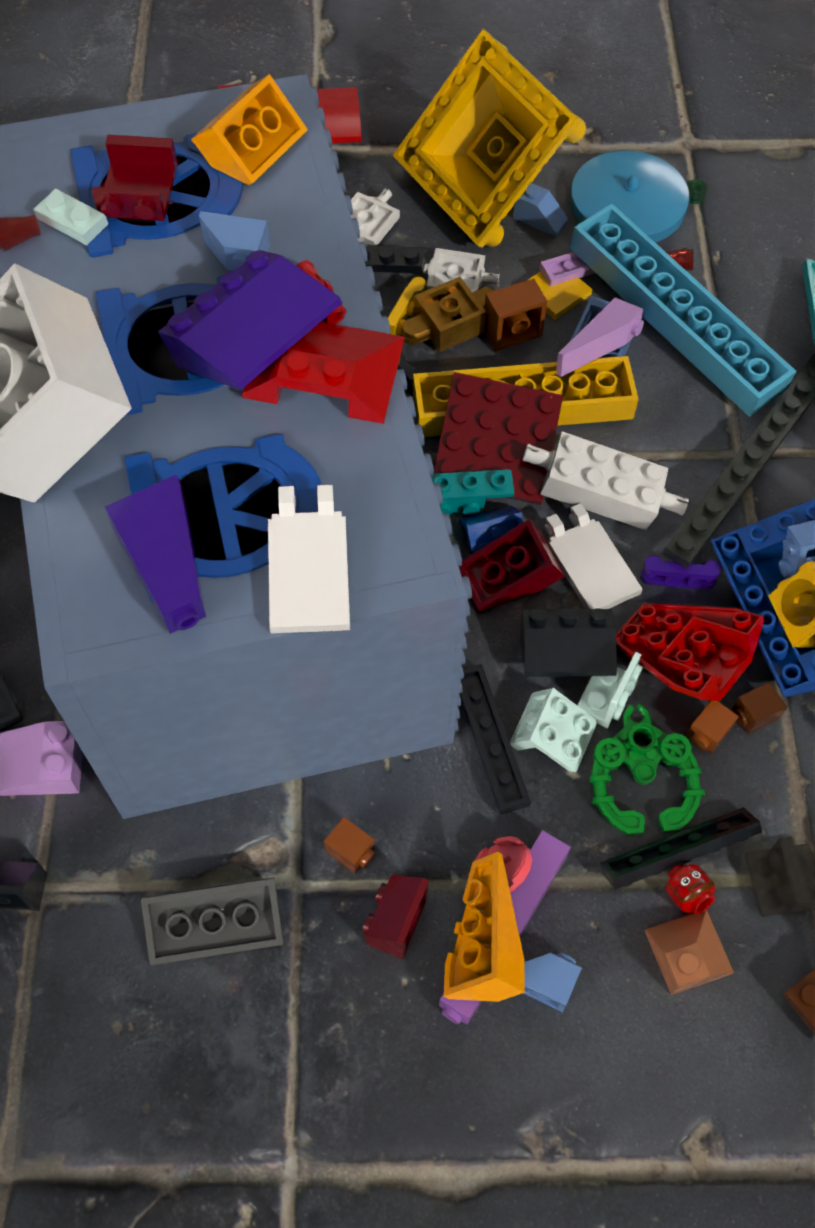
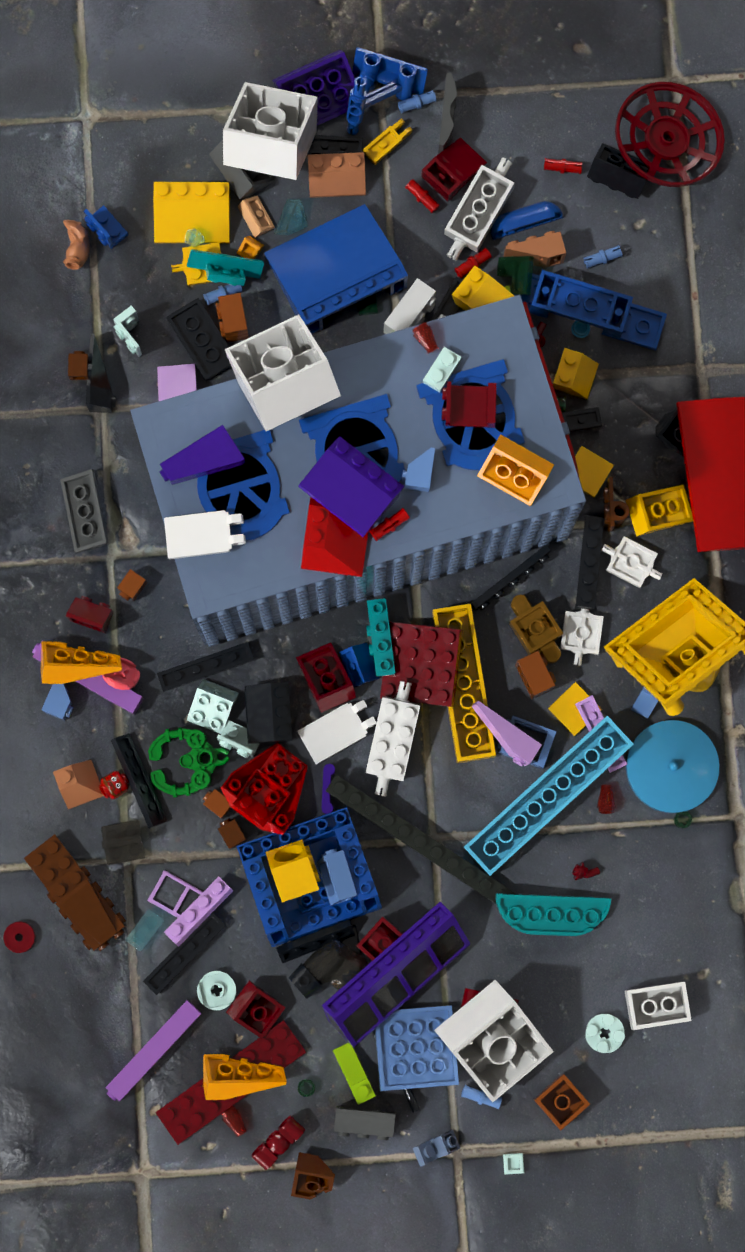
camera: 85 degrees right, 20 degrees up
(405, 306) = (548, 598): yellow hinge -> none
(772, 289) = (581, 871): none -> dark red plate

